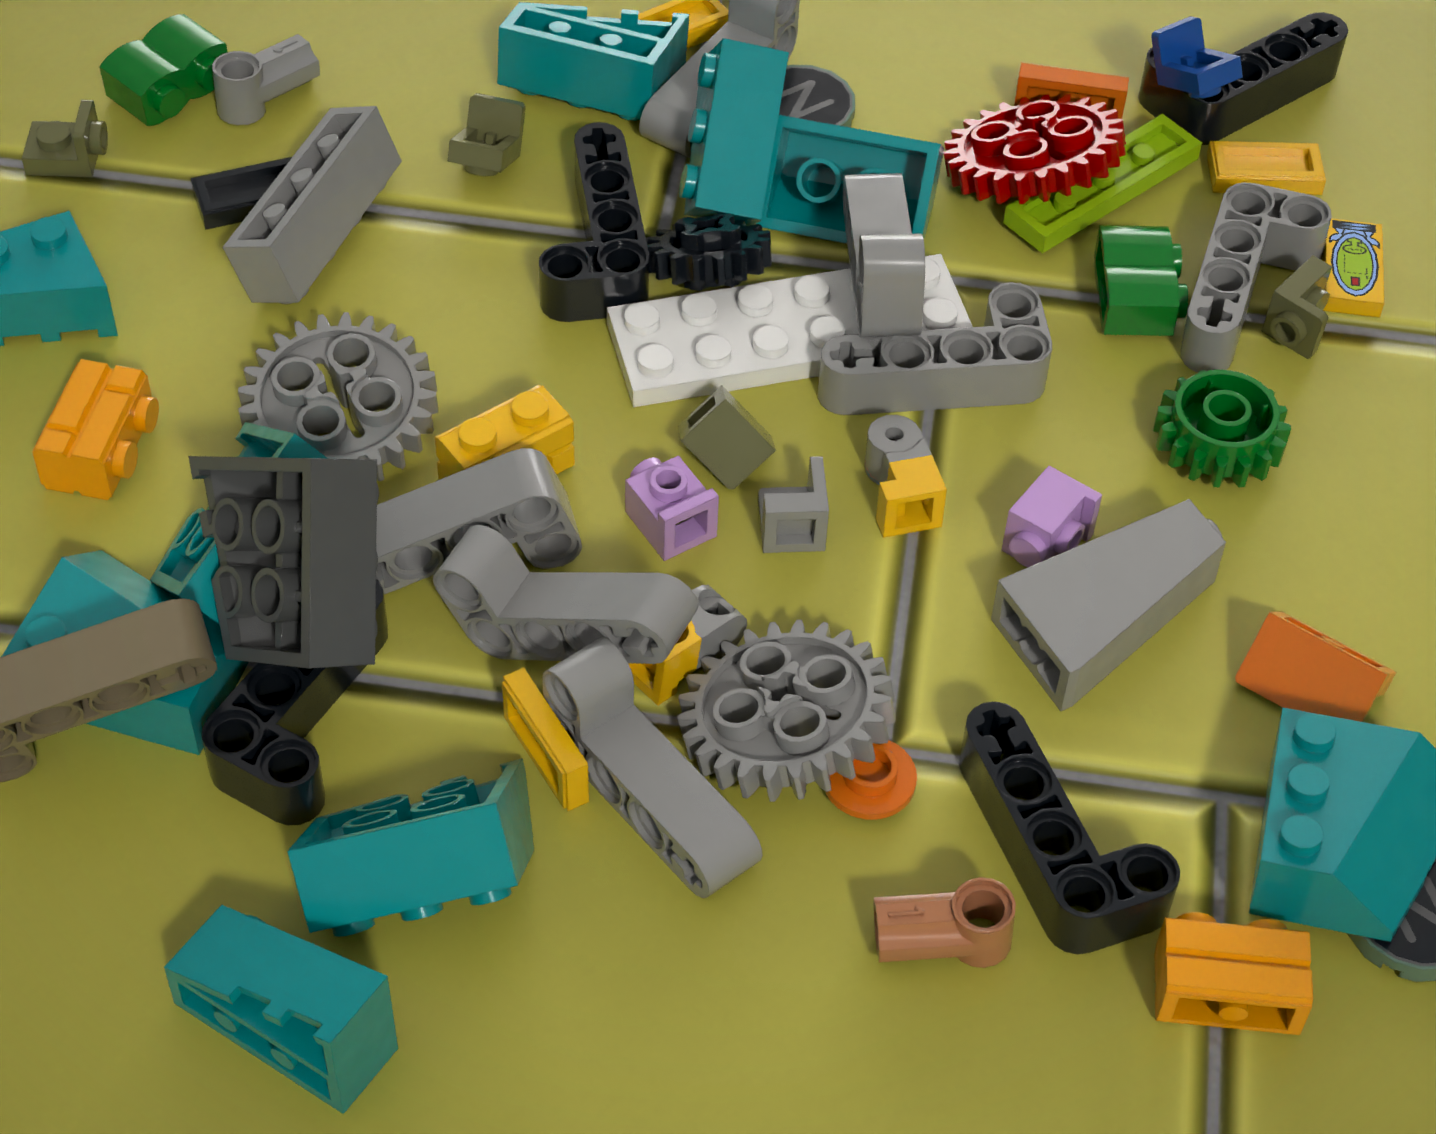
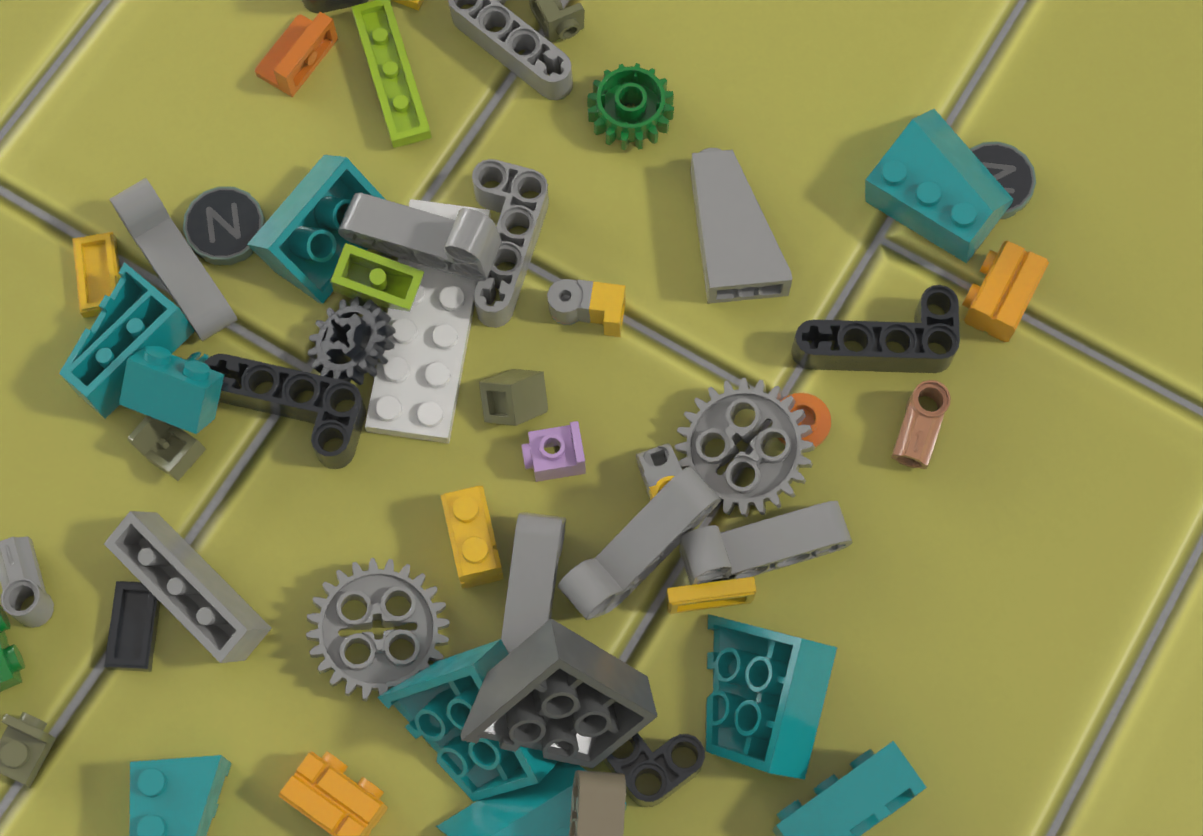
camera: 65 degrees left, 20 degrees up
(551, 98) = (172, 388): none -> teal brick
(733, 130) = (262, 280): teal wedge -> none
(796, 516) = (587, 379): light grey panel -> none
(801, 231) = (376, 278): none -> lime slope
(1035, 148) = (352, 98): red gear -> none
(1050, 518) = (662, 238): lavender brick -> none
(1139, 280) = (489, 94): green brick -> none
(1311, 670) = (825, 147): orange panel -> none

